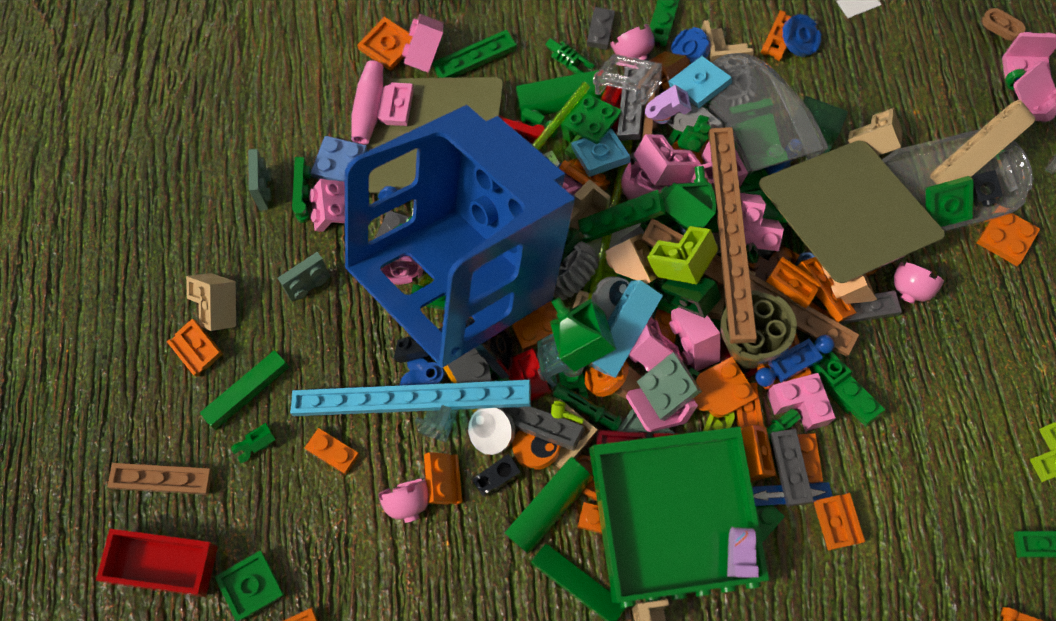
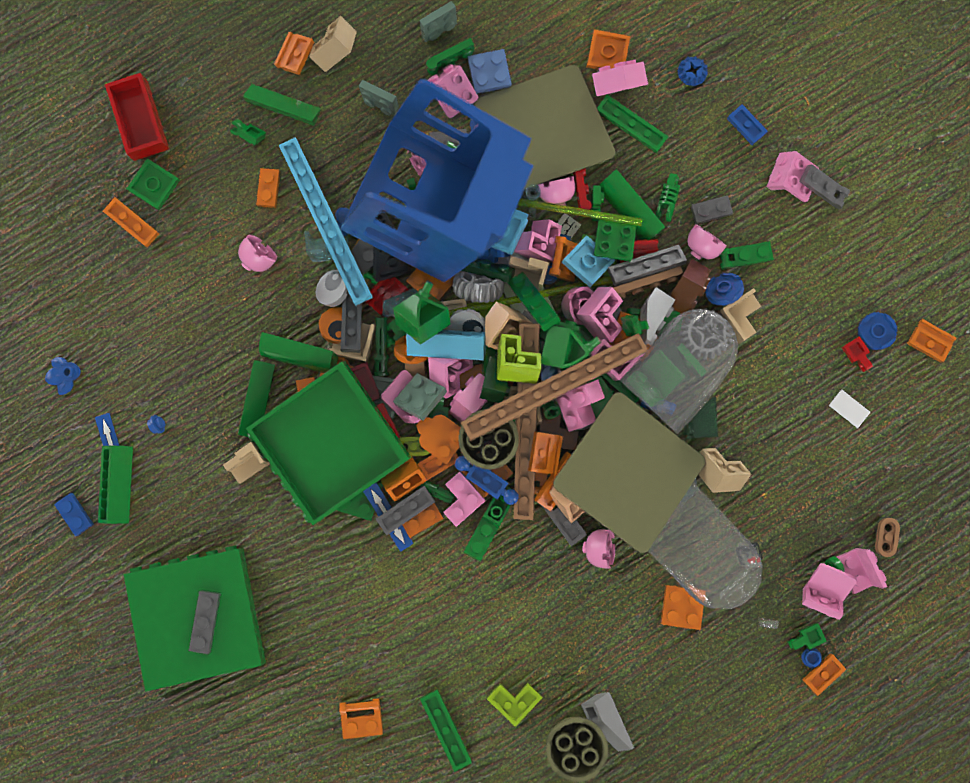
camera: 70 degrees right, 15 degrees up
(160, 478) = (193, 85): medium nougat plate -> none
(374, 102) = (550, 73): bright pink plate -> none
(443, 478) = (283, 272): orange plate -> none
(497, 476) = (304, 309): black leg -> none
(558, 411) = (363, 328): lime hand -> none
(643, 82) = (660, 264): clear window -> none
(668, 104) = (648, 292): lavender leg -> none
(701, 81) = (684, 309): medium azure plate -> none
(742, 553) = (318, 498): lavender leg -> none
(775, 37) = (779, 356): orange plate -> none
(801, 35) = (786, 373): blue tile -> none
(839, 521) = (385, 560): orange plate -> none
(950, 201) = (679, 548): green plate -> none
(985, 143) = (738, 555): tan beam -> none
(986, 179) = (717, 572): black brick -> none

